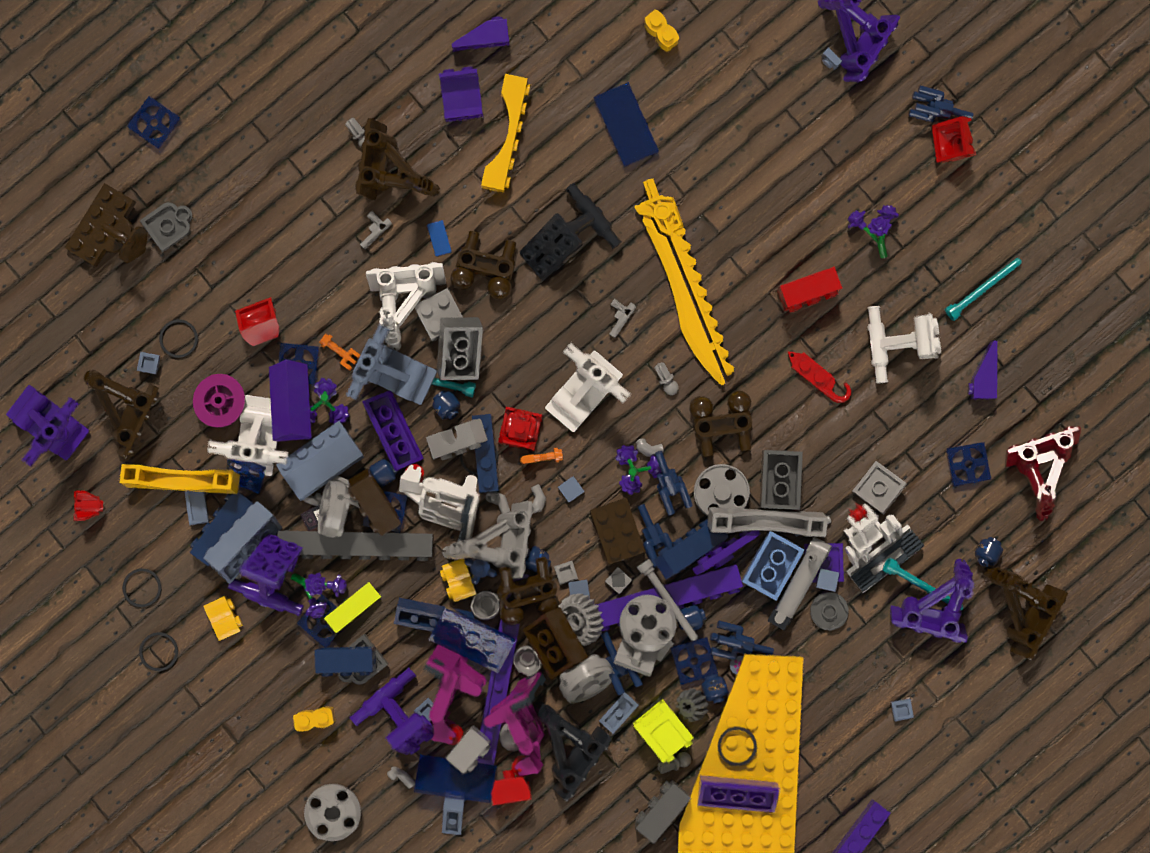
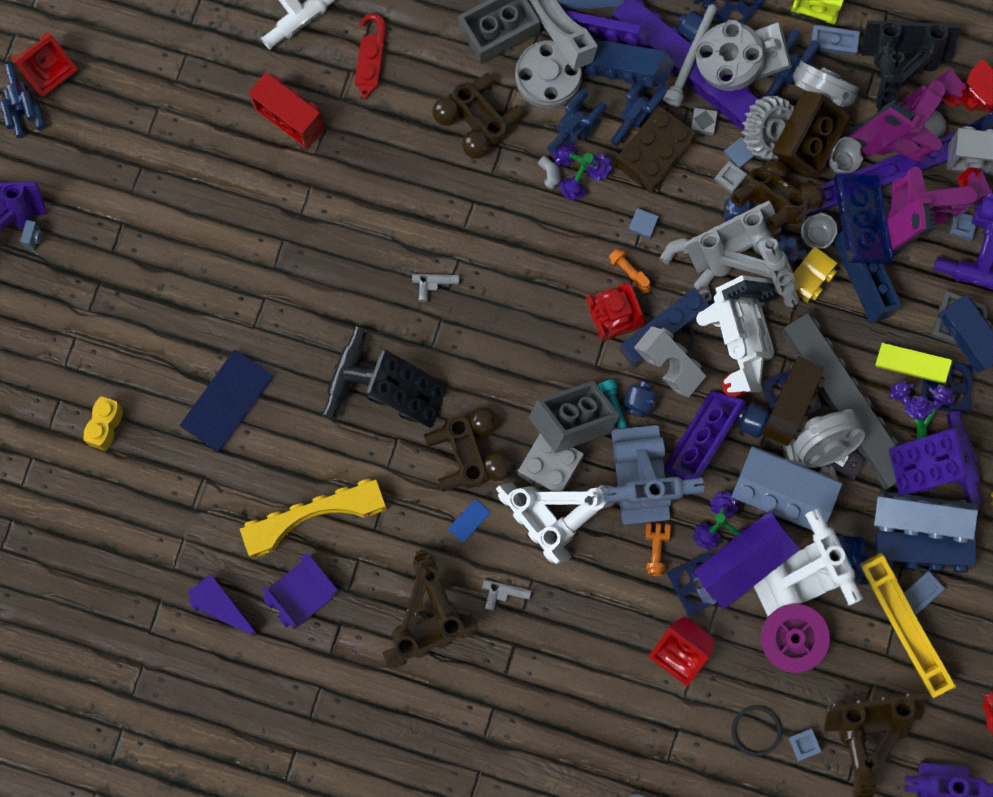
camera: 115 degrees left, 10 degrees down
(356, 130) = (410, 676): light grey axle -> none
(585, 388) = (529, 269): white plate -> none
(669, 222) = (303, 293): yellow piece -> none
(670, 387) = (468, 197): light grey axle -> none
(877, 226) = (178, 78): dark purple plant -> none

